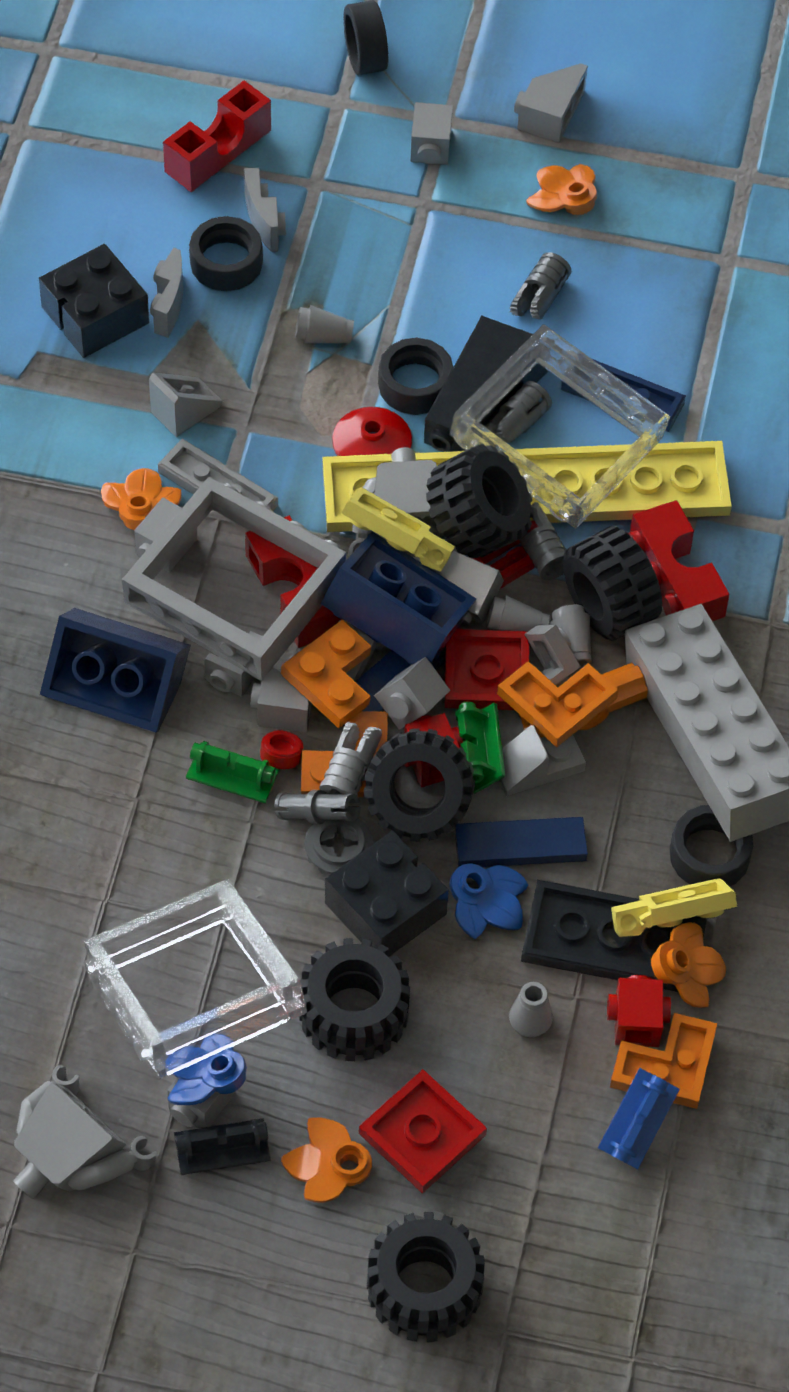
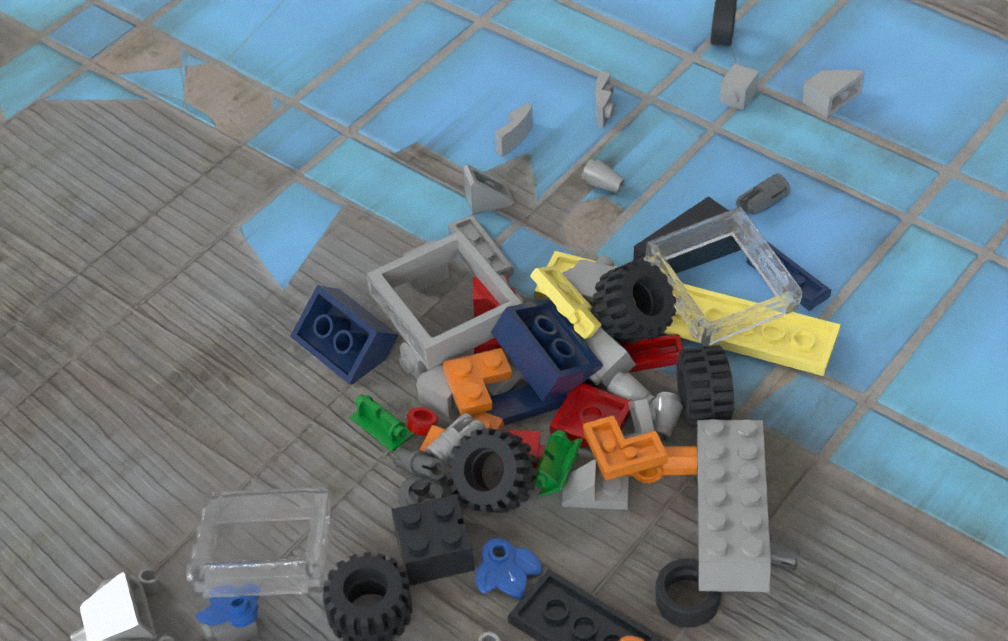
camera: 30 degrees right, 10 degrees down
(99, 299) = (464, 120): black piece -> none
(137, 496) = (415, 237): orange plate -> none
(225, 230) = (565, 131): black tyre -> none
(240, 121) = (616, 48): red arch -> none
(352, 434) = (600, 244): red dish -> none
(409, 352) = (641, 208): black tyre -> none
(412, 693) = (525, 411): light grey brick -> none
(520, 412) = (698, 266): dark grey hinge -> none
(521, 842) = (553, 540): dark blue tile -> none
(544, 546) = (670, 346): dark grey hinge -> none
(565, 189) = (814, 143): orange plate -> none
(668, 535) = (765, 374): red arch -> none
(671, 906) = (632, 621): light yellow hinge -> none

